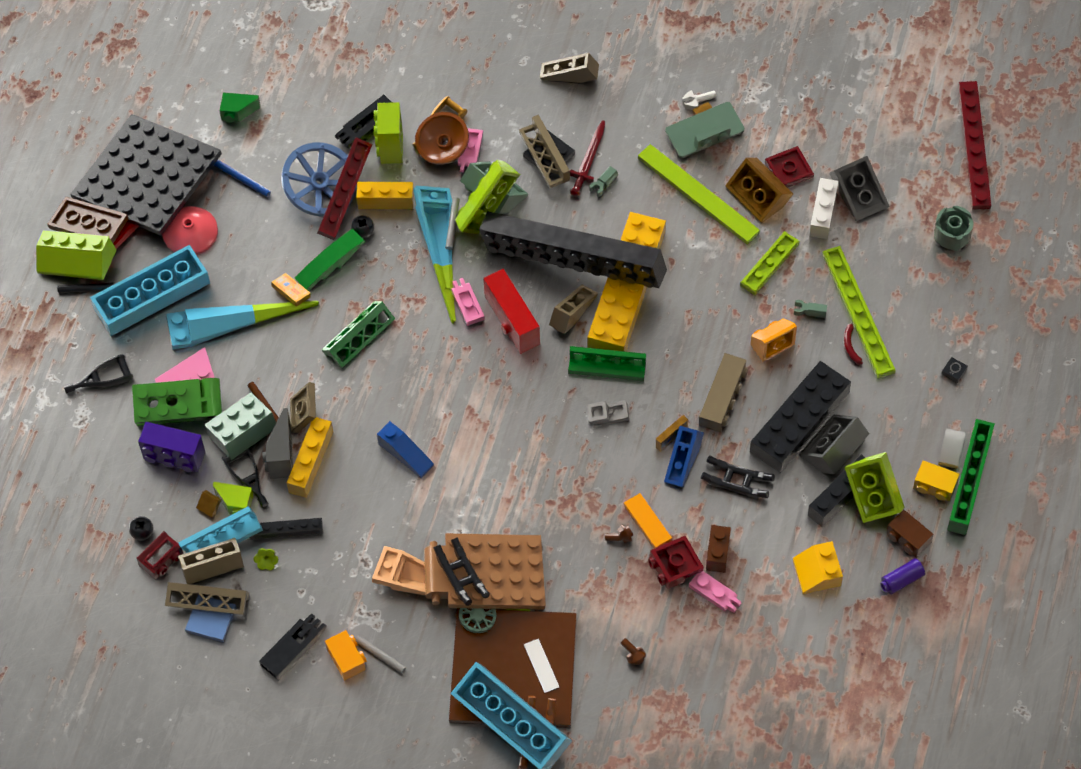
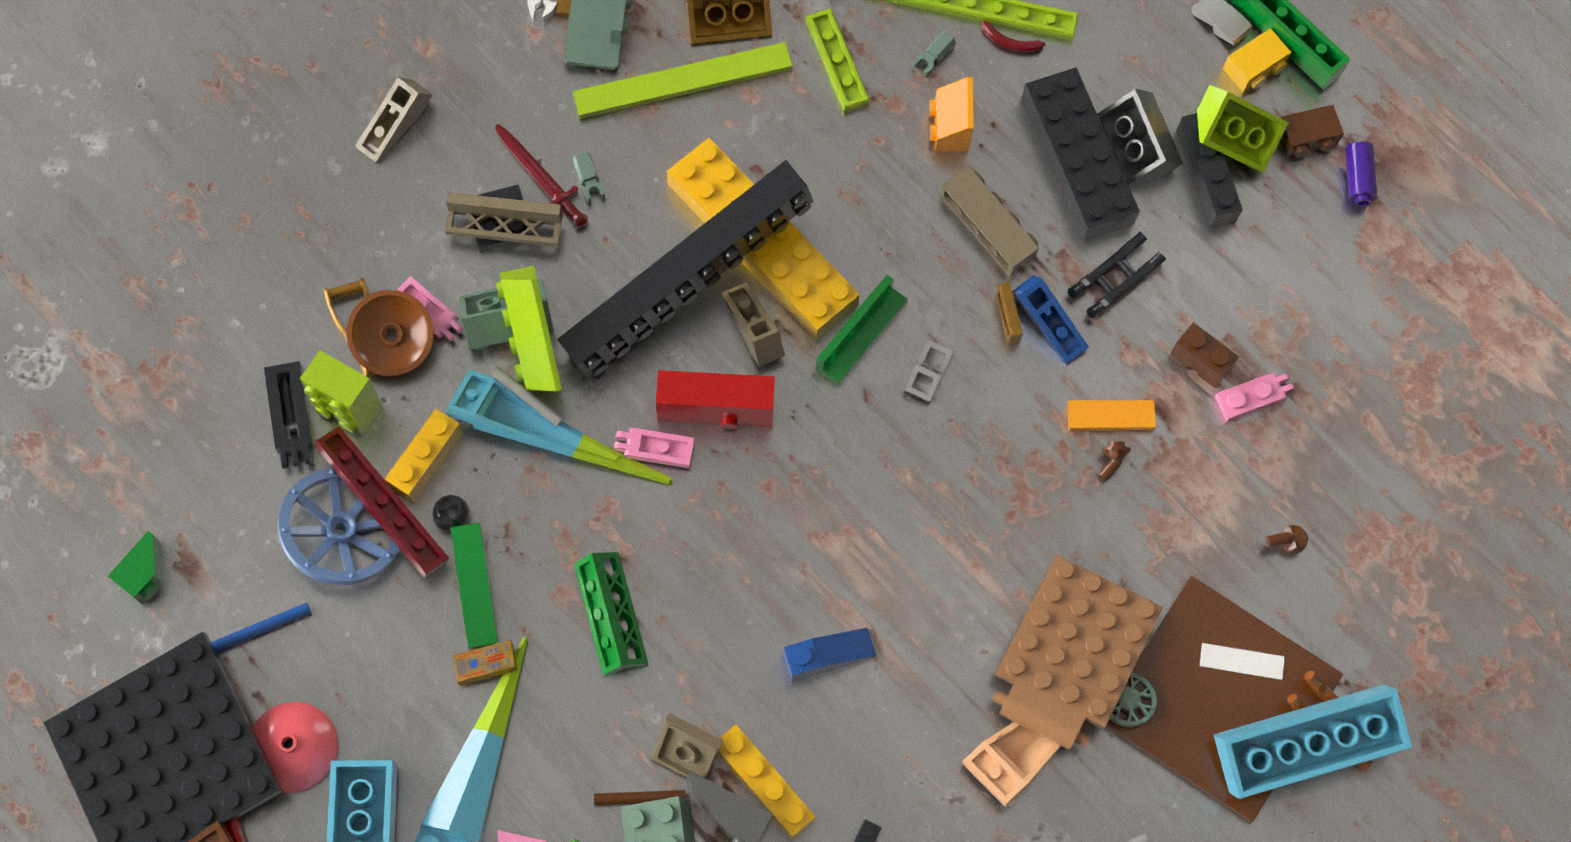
camera: 65 degrees left, 10 degrees up
(461, 562) = (1089, 675): black piece -> none
(675, 562) = (1194, 416): dark red plate -> none
(818, 568) = (1296, 258): yellow slope -> none

